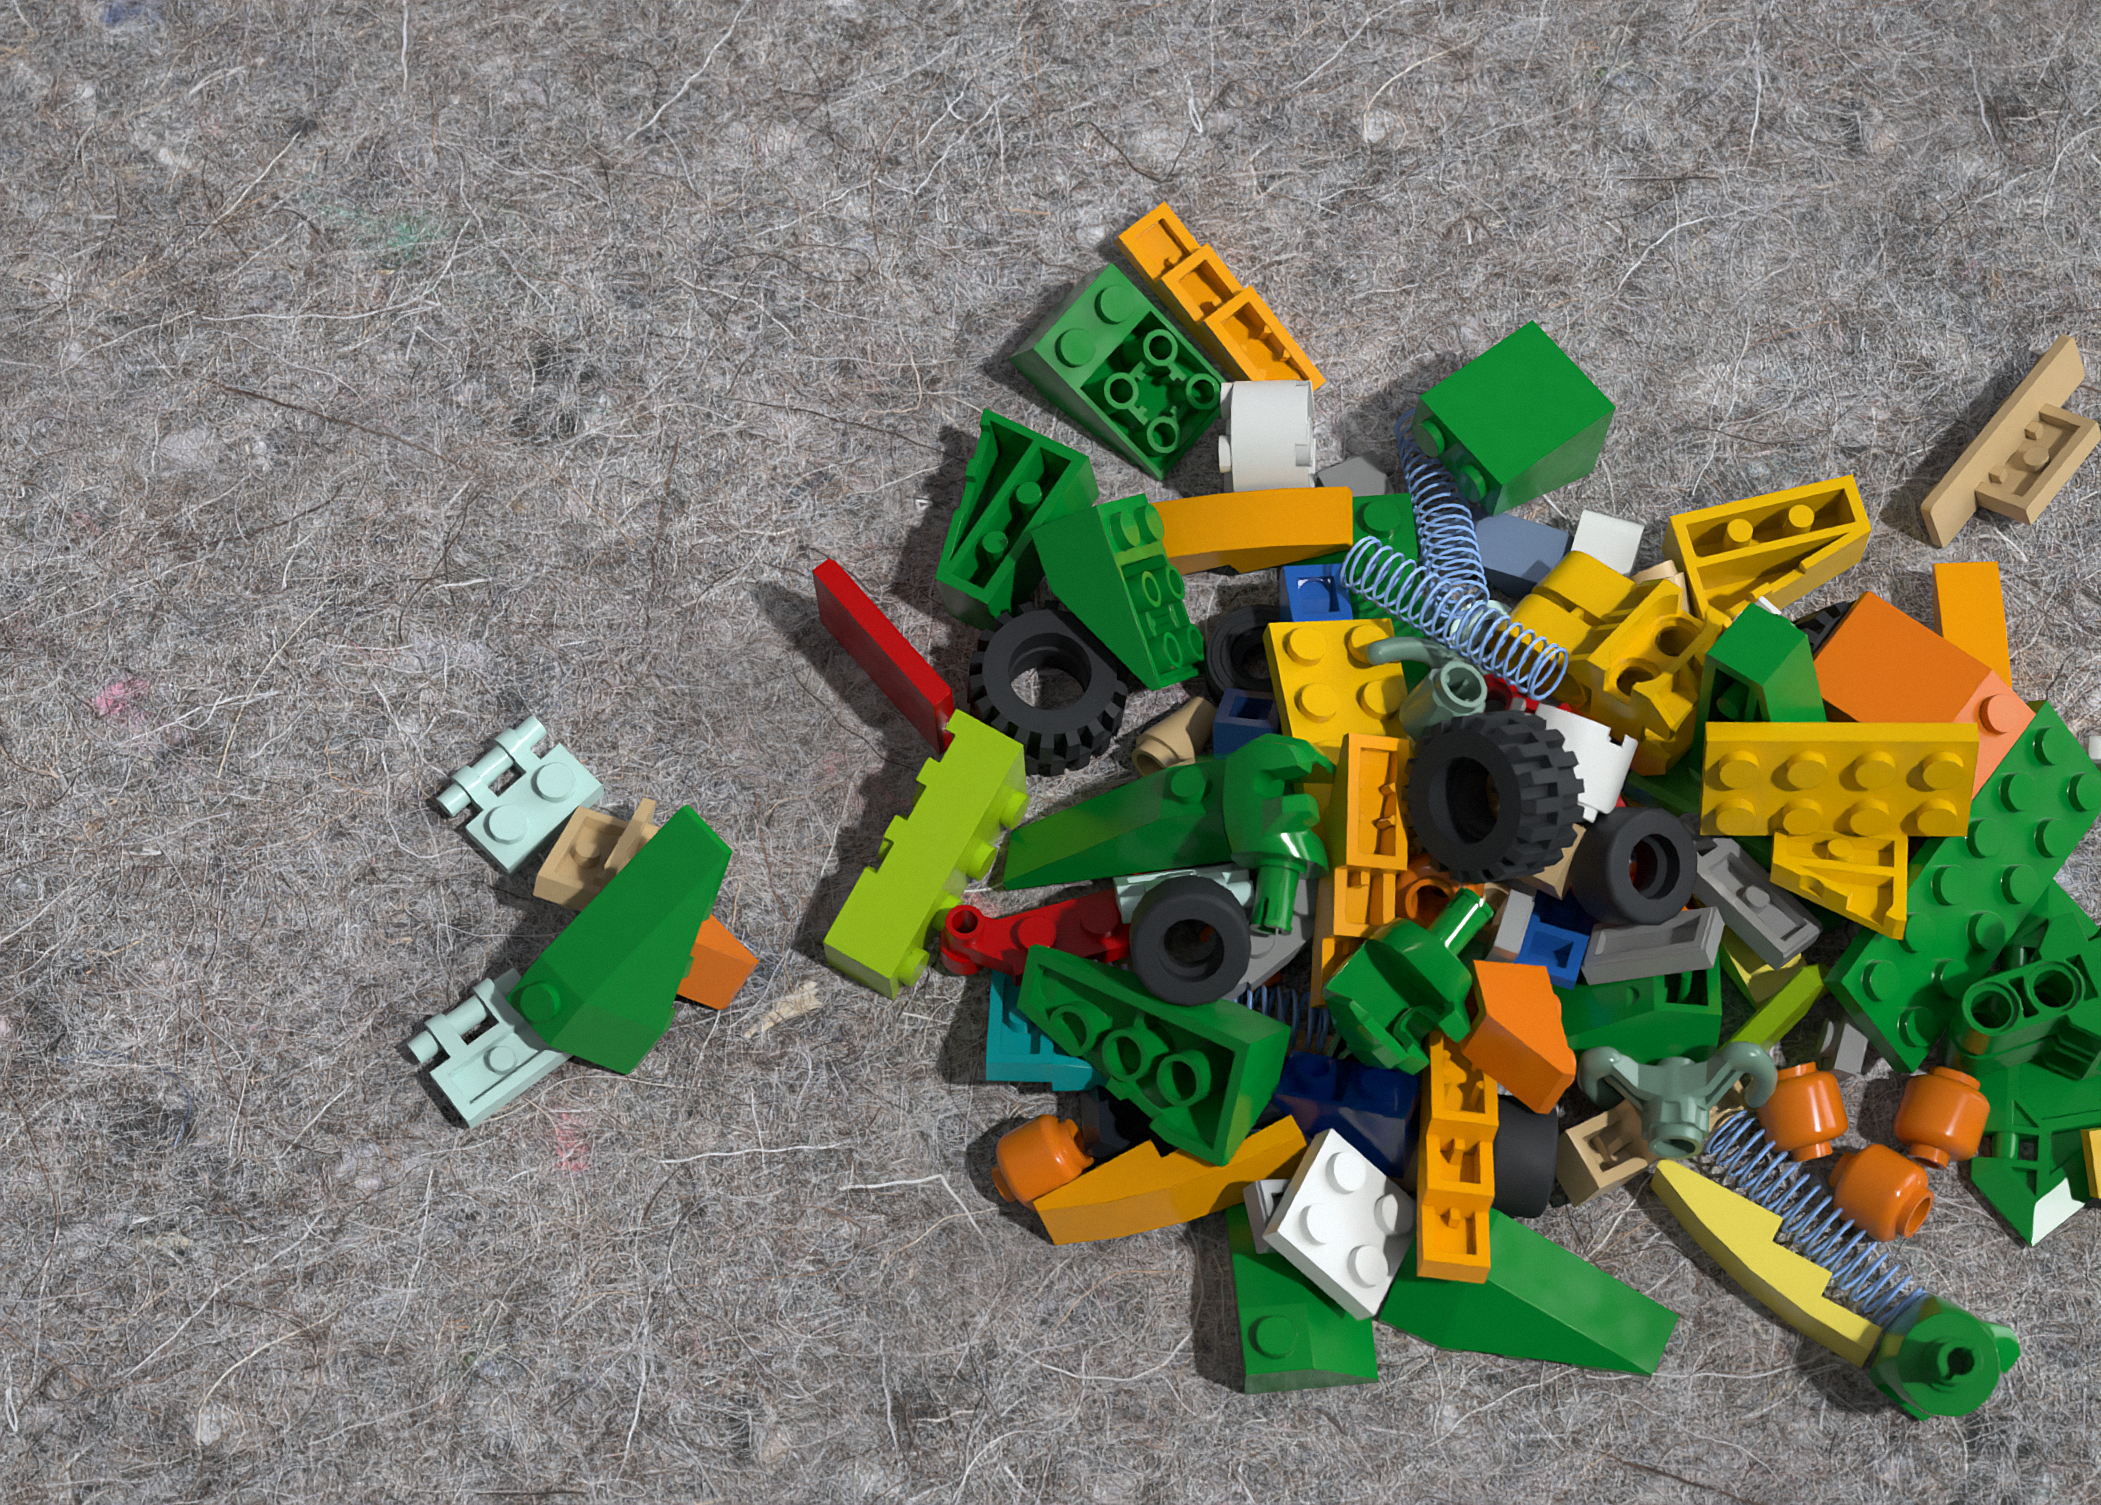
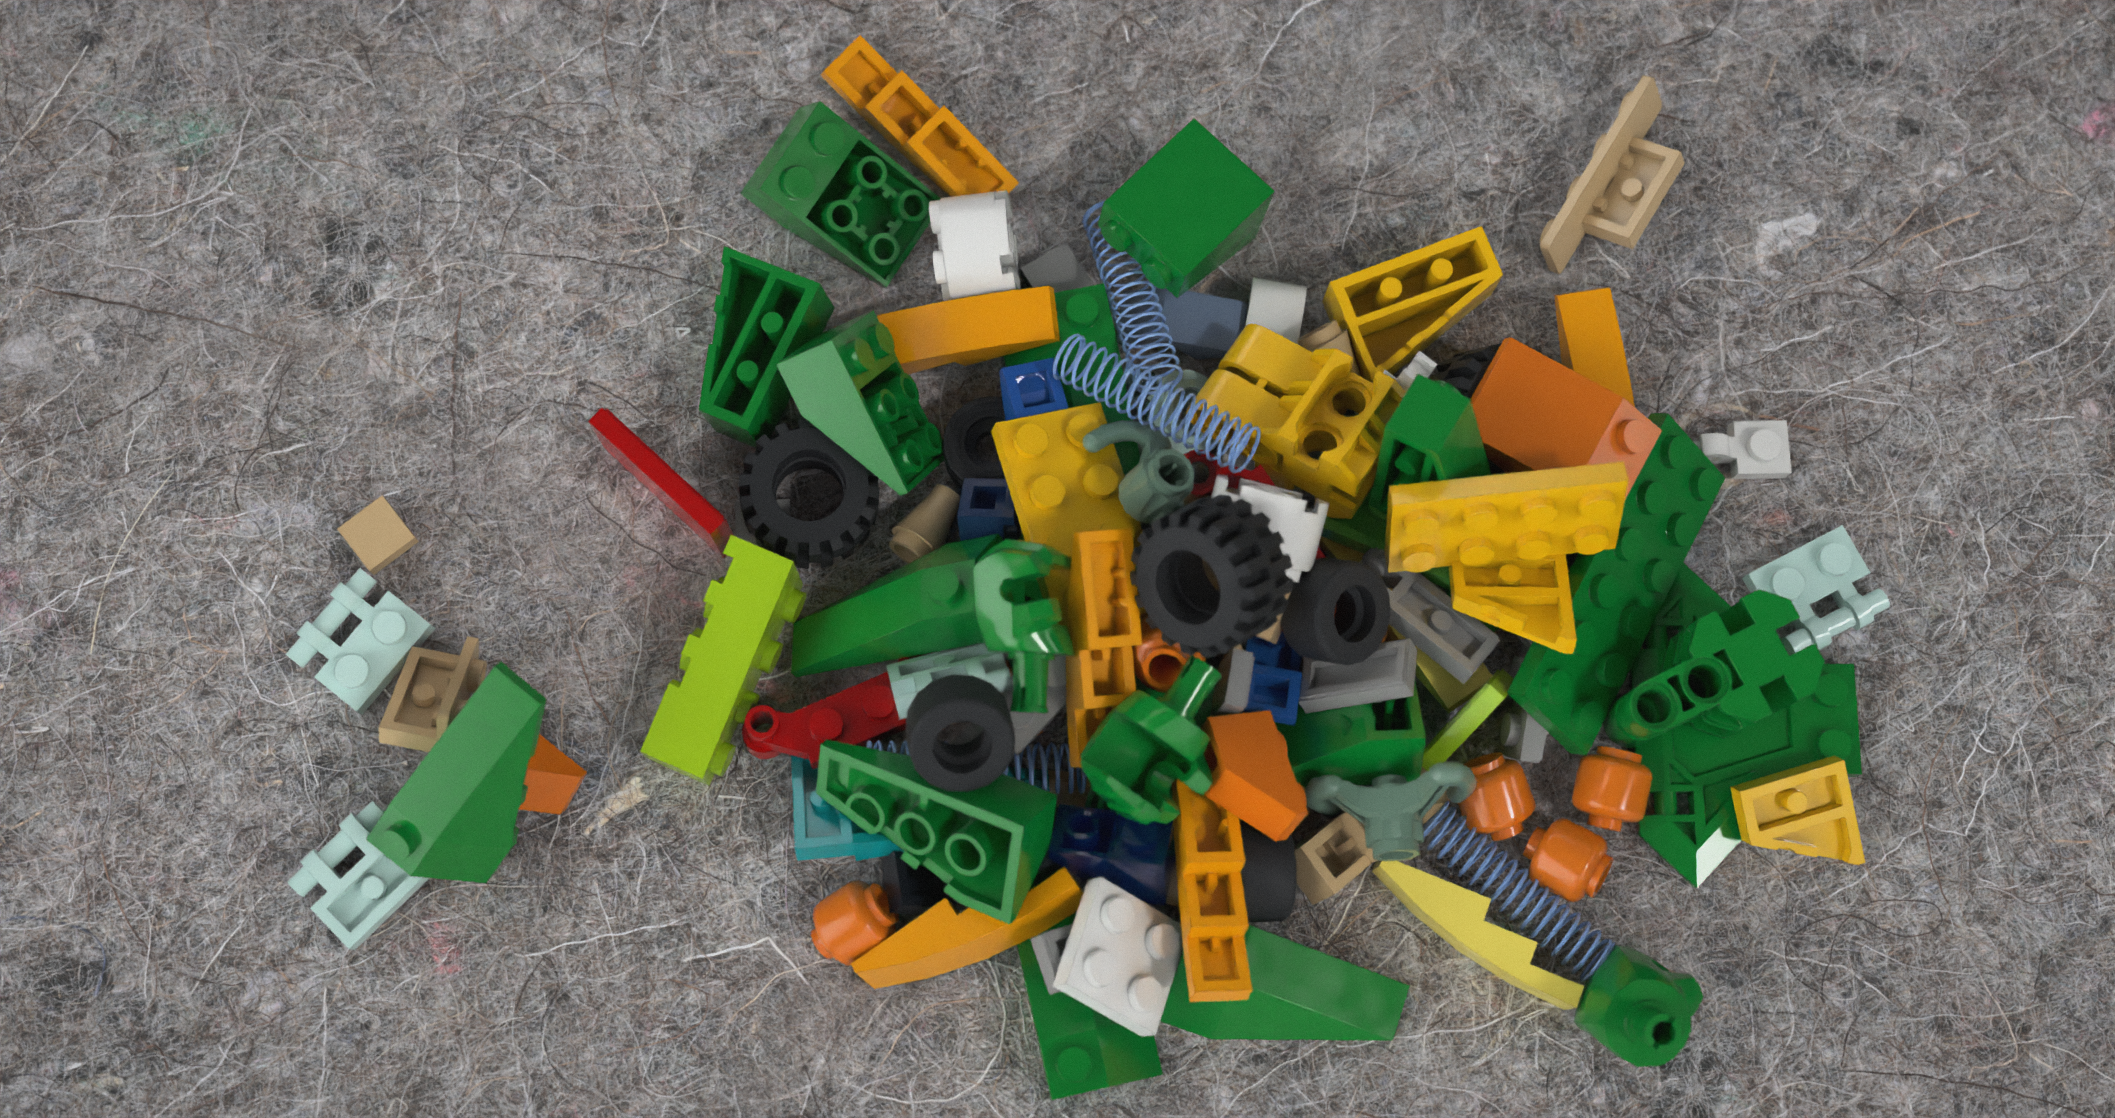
camera: 15 degrees left, 10 degrees up
(554, 684) = (377, 535): none -> tan tile

